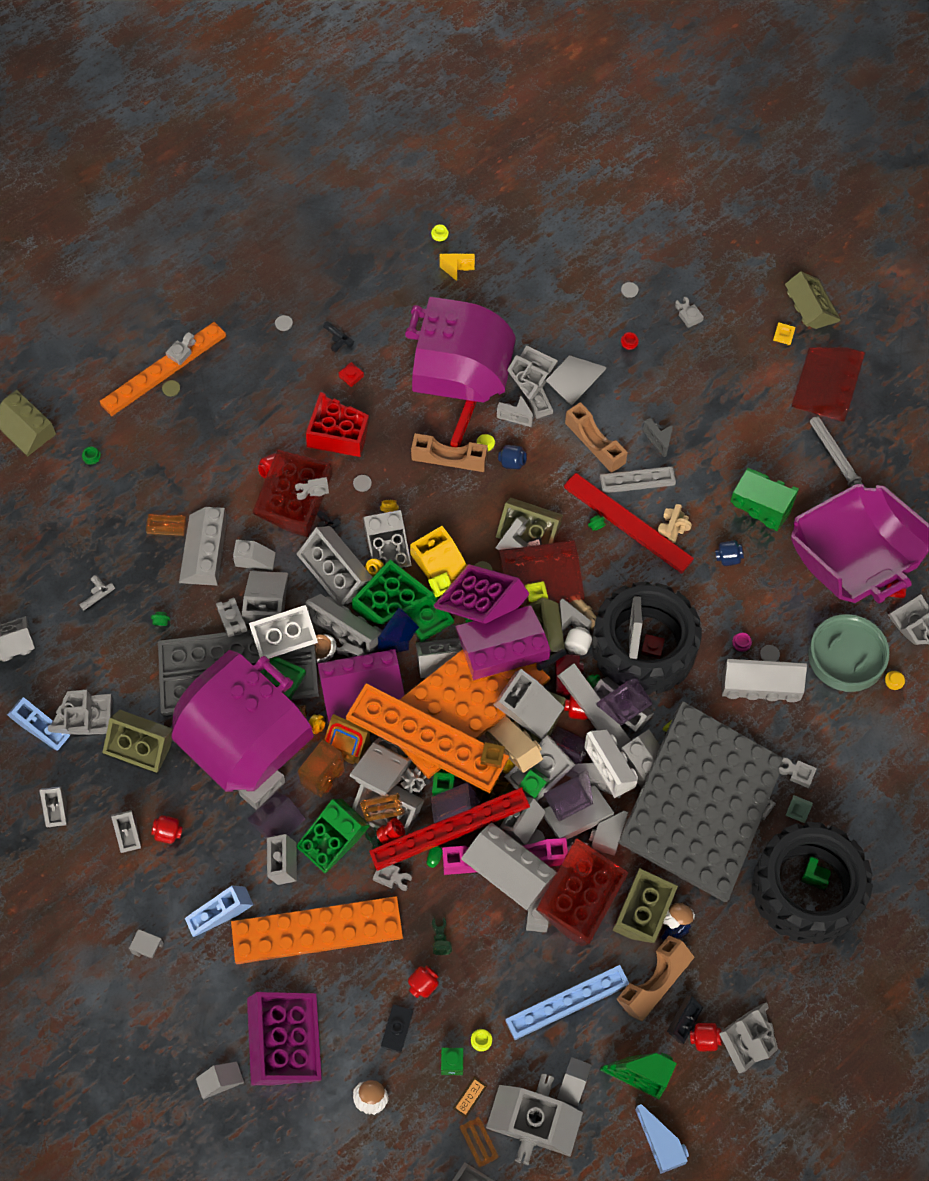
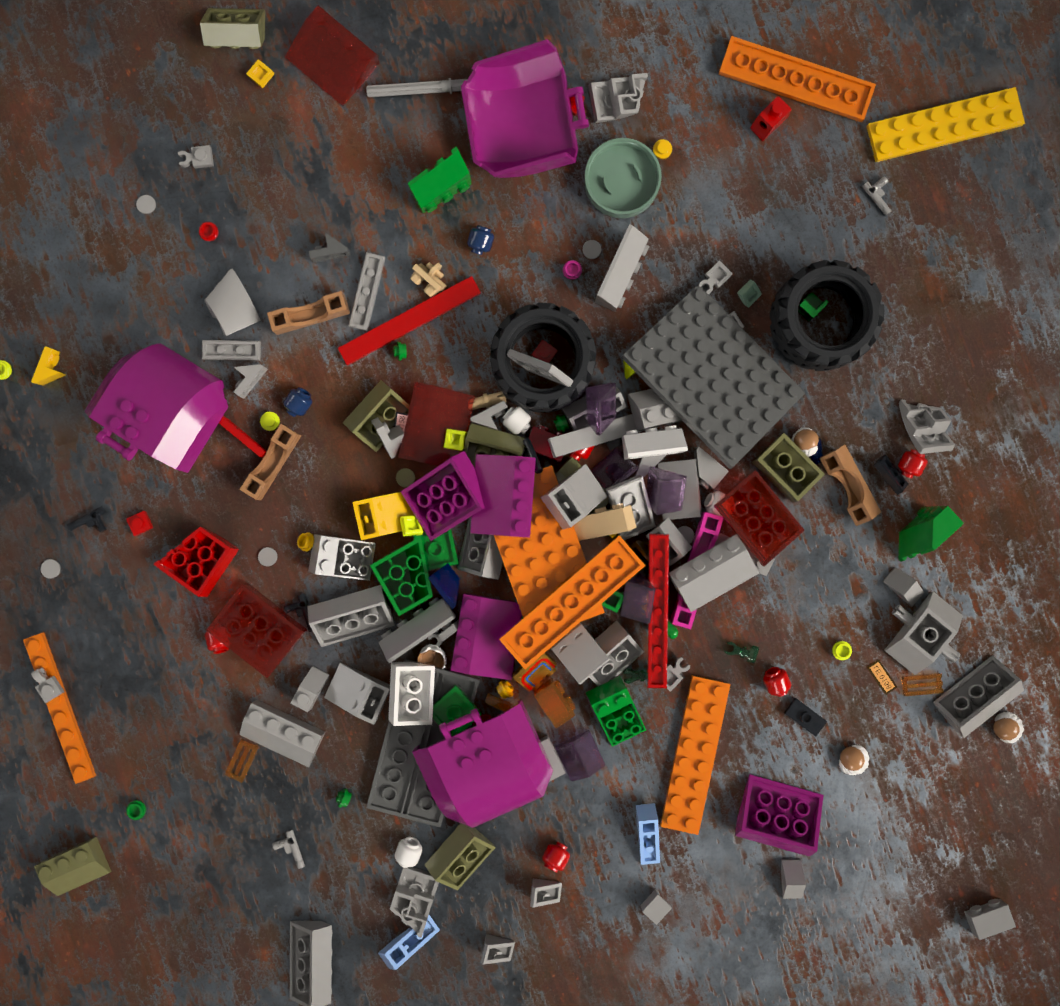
camera: 70 degrees left, 25 degrees up
(127, 692) = (408, 852): none -> white head
(171, 388) = (85, 707): olive piece -> none
(231, 617) = (369, 733): light grey plate -> none
(281, 859) = (625, 766): light grey brick -> none
(314, 487) = (268, 608): light grey plate -> none
(378, 564) = (367, 579): yellow plate -> none
(391, 831) = (636, 661): red wheel -> none
(394, 797) = (613, 666): clear orange tile -> none
(413, 780) = (597, 625): light grey gear -> none
(451, 1061) = (853, 683): green brick -> none
(492, 755) = (614, 550): pearl gold tile -> none
(531, 371) = (208, 344): light grey slope -> none
(534, 782) = (645, 519): green brick -> none
(567, 1002) = (839, 566): light blue plate -> none
(663, 1143) = (985, 535): light blue slope -> none

